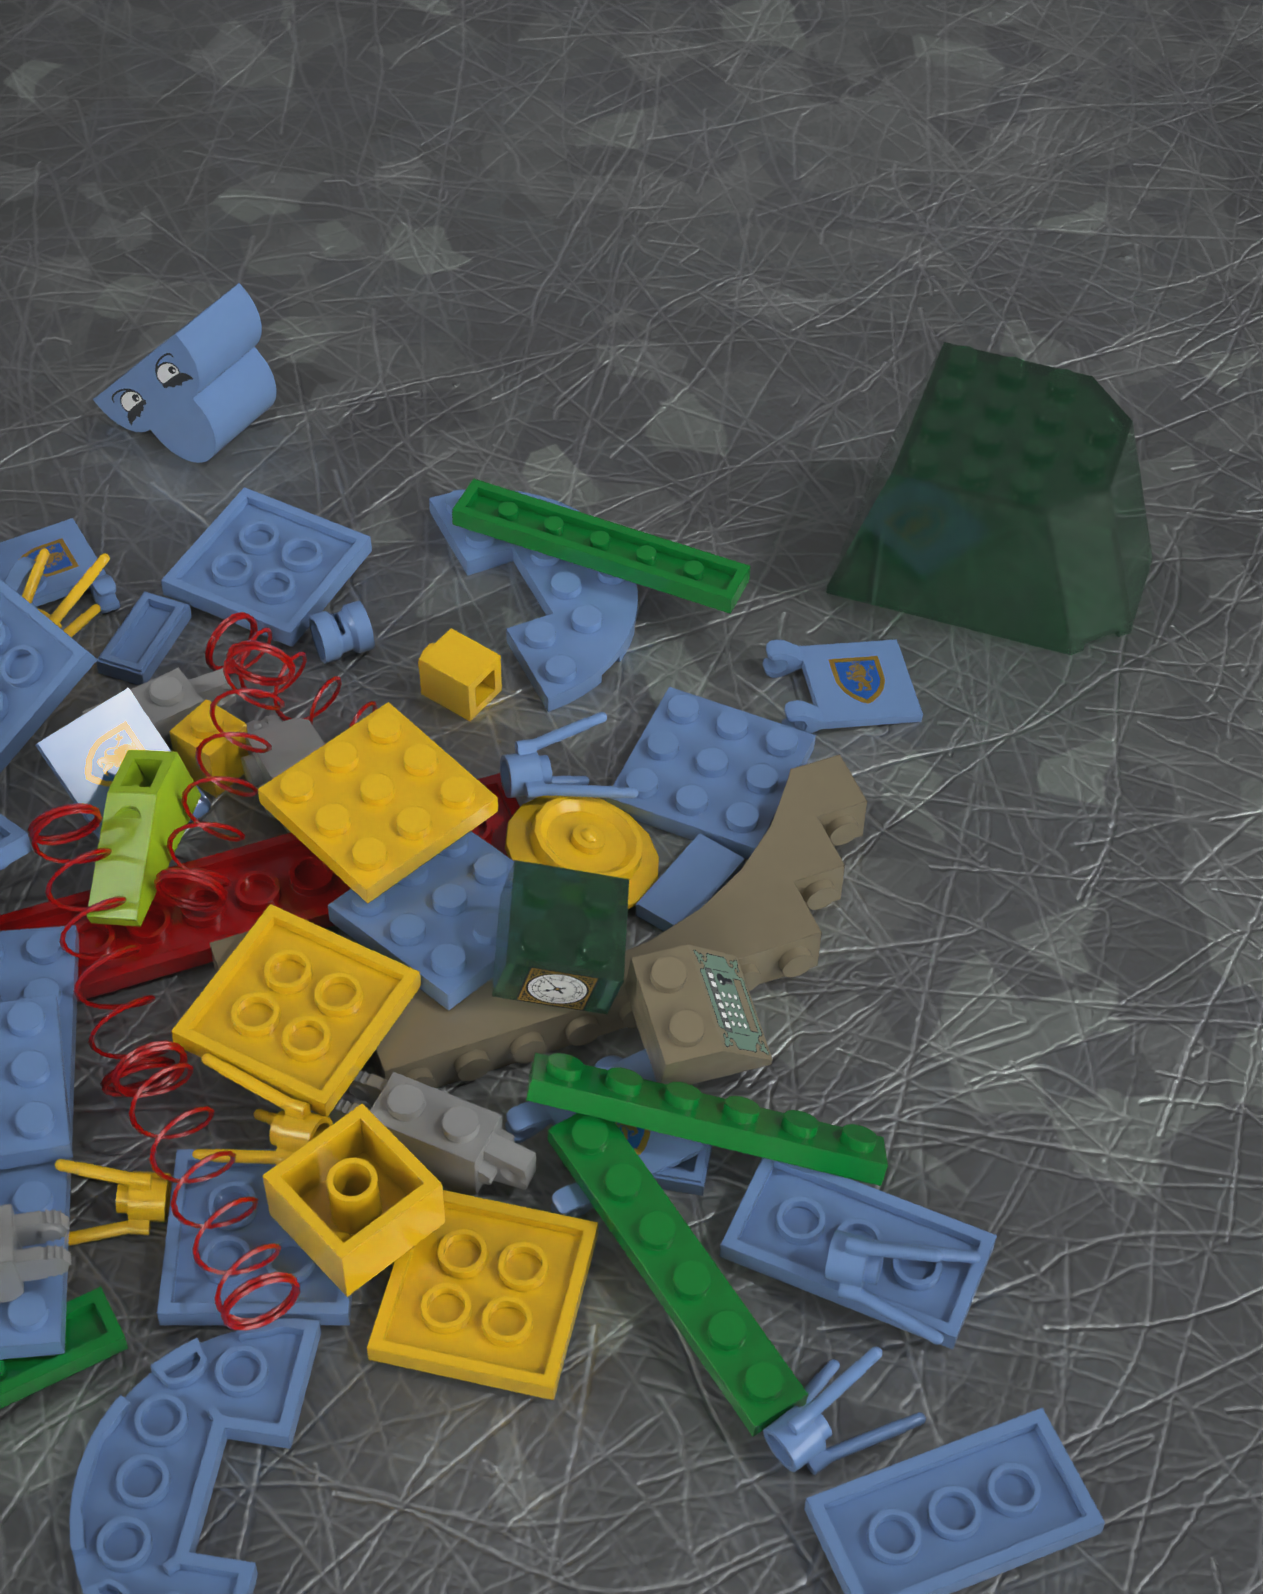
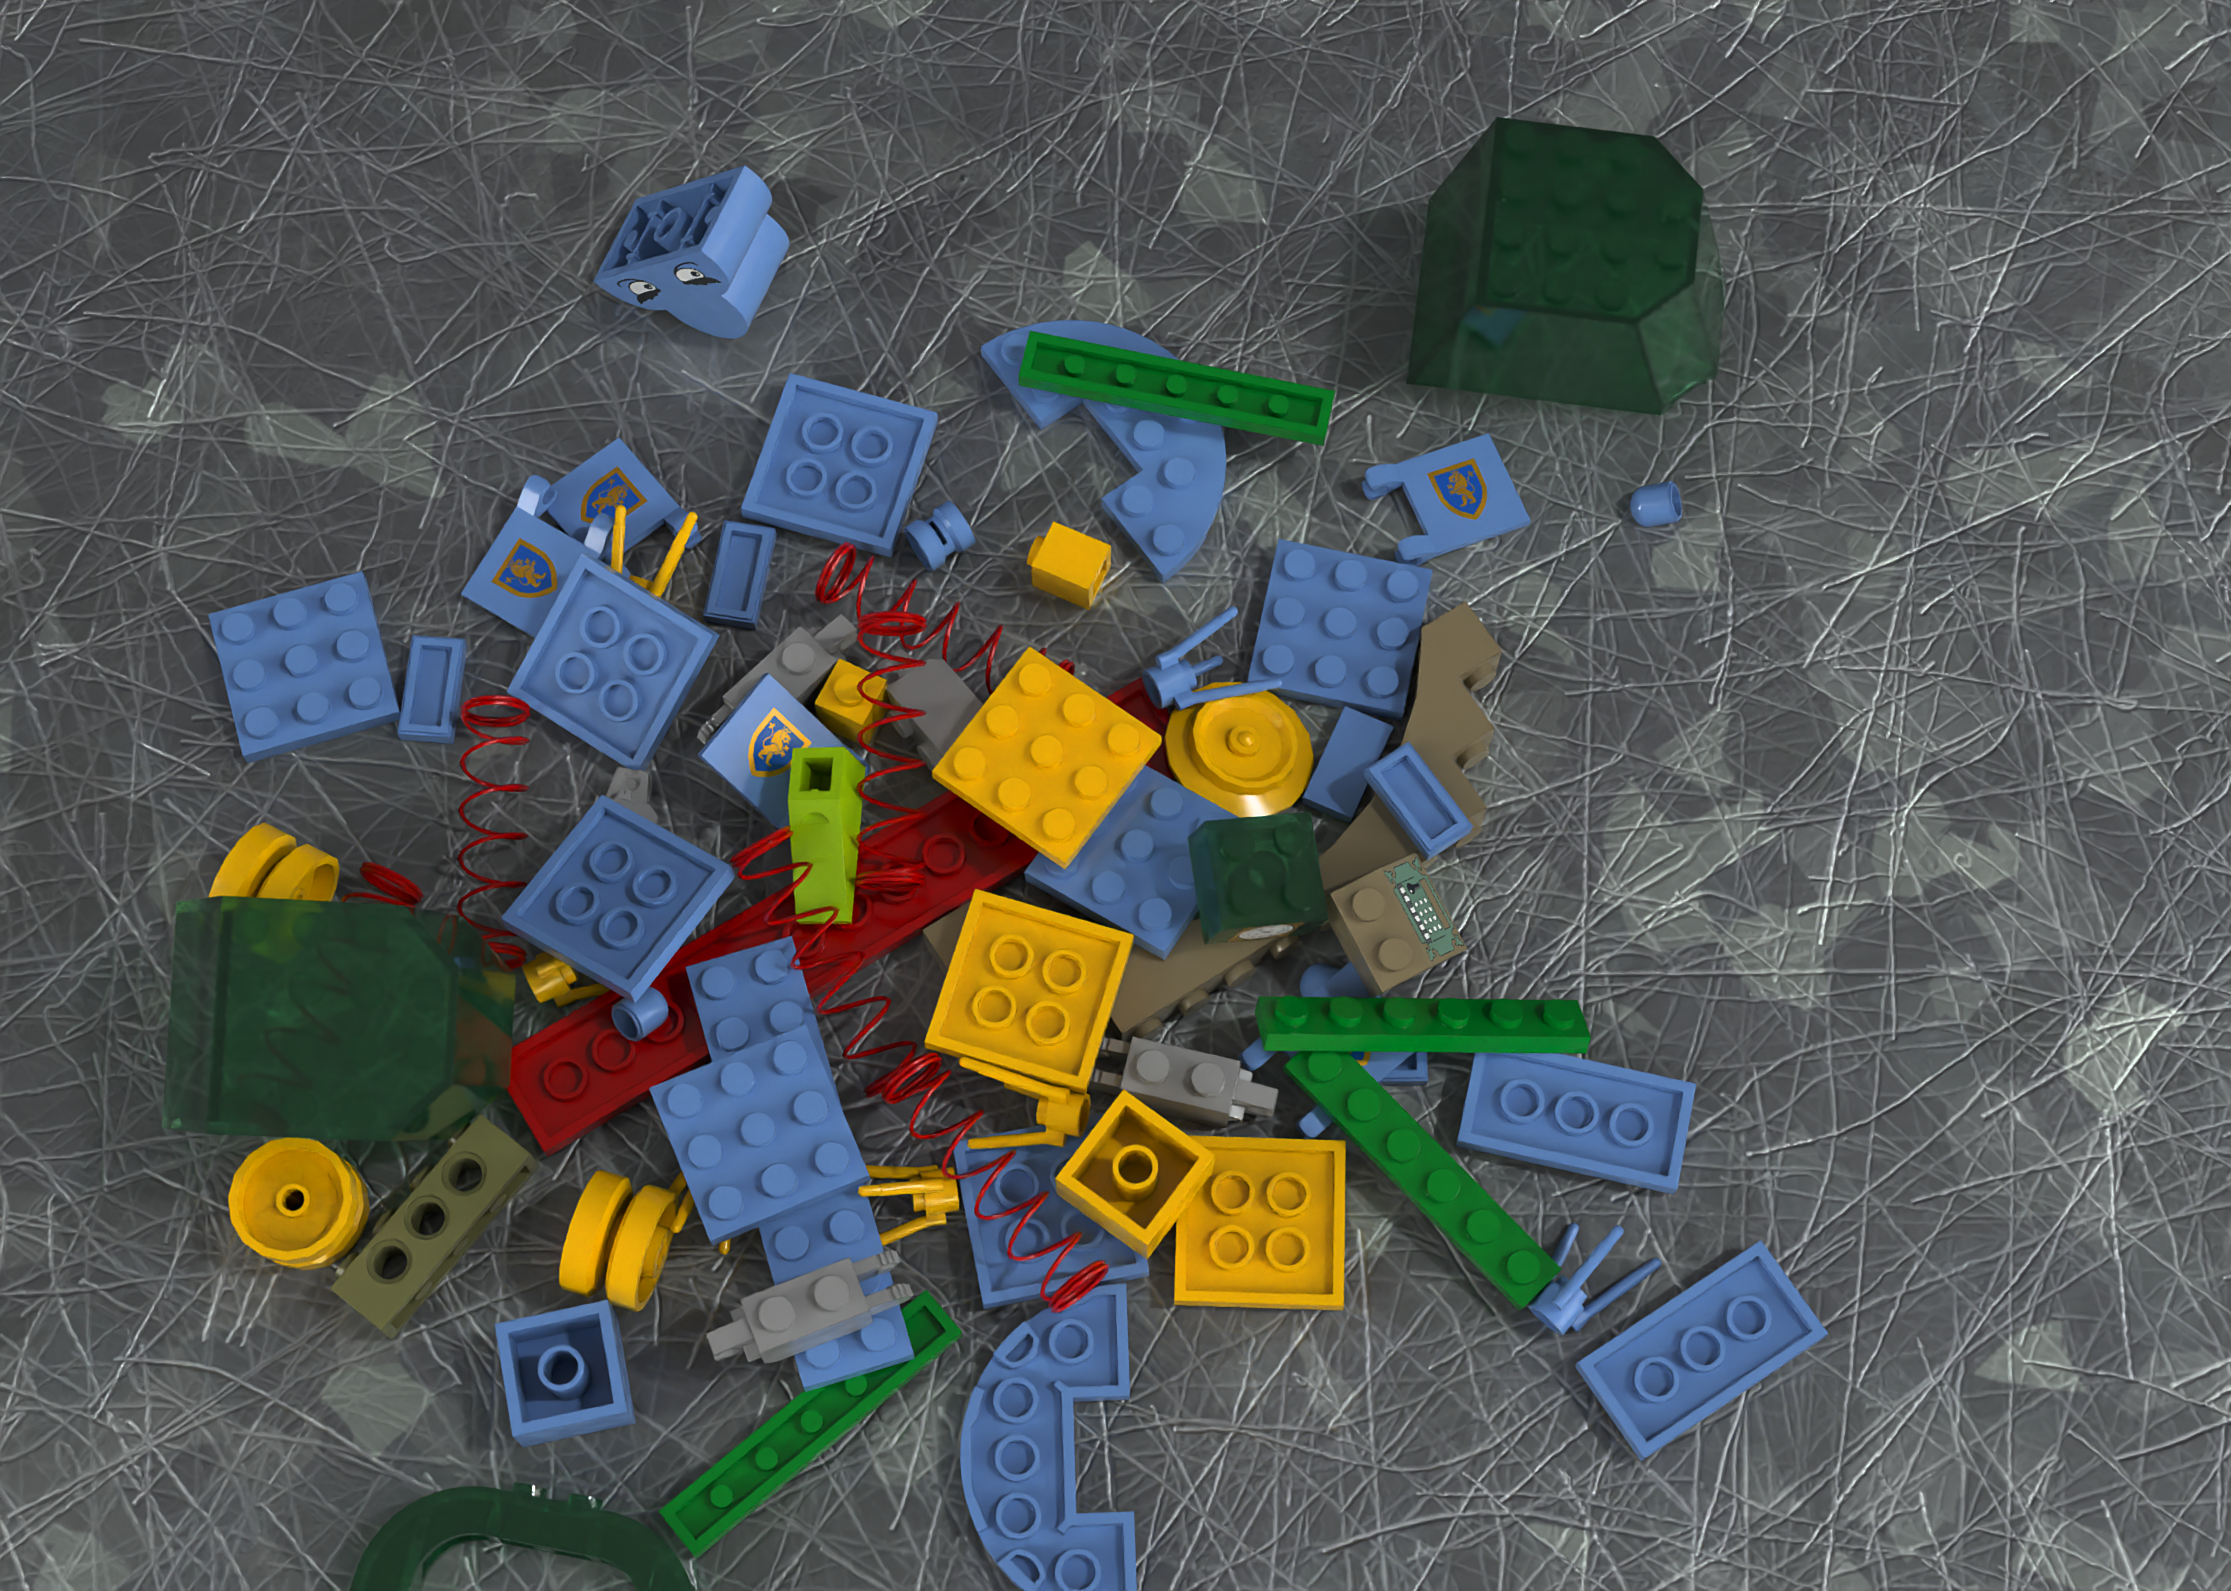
camera: 10 degrees left, 20 degrees up
(750, 912) = (1418, 801): none -> medium blue tile
(859, 1261) = (1585, 1135): medium blue plant -> none
(1051, 720) = (1656, 504): none -> medium blue piece

